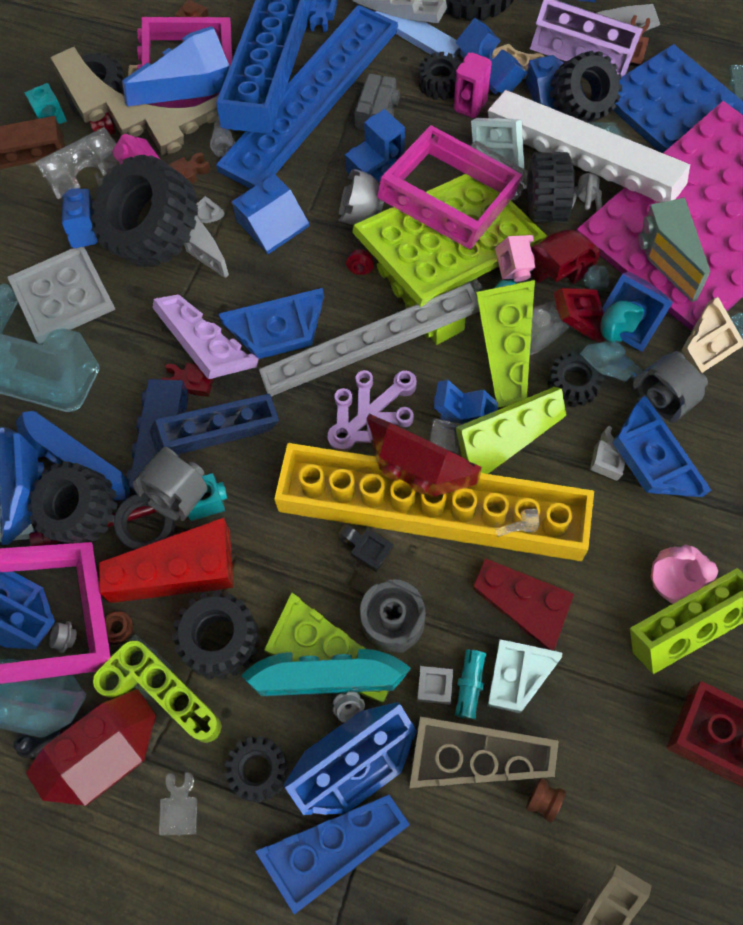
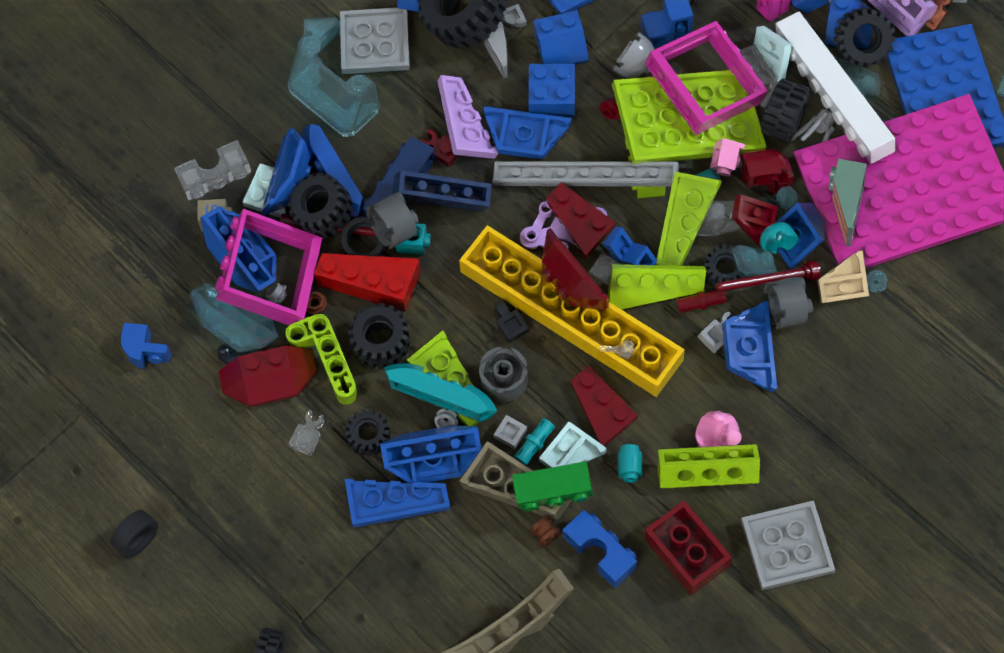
camera: 25 degrees right, 0 degrees up
(286, 265) = (552, 89): none -> blue brick
(393, 392) = (580, 218): none -> dark red wing
(539, 743) = (552, 486): none -> green brick
(570, 426) = (701, 301): none -> dark red pin
(599, 659) = (630, 463): none -> teal brick
(655, 797) = (587, 532): none -> blue arch
(665, 344) = (809, 271): none -> dark red piece

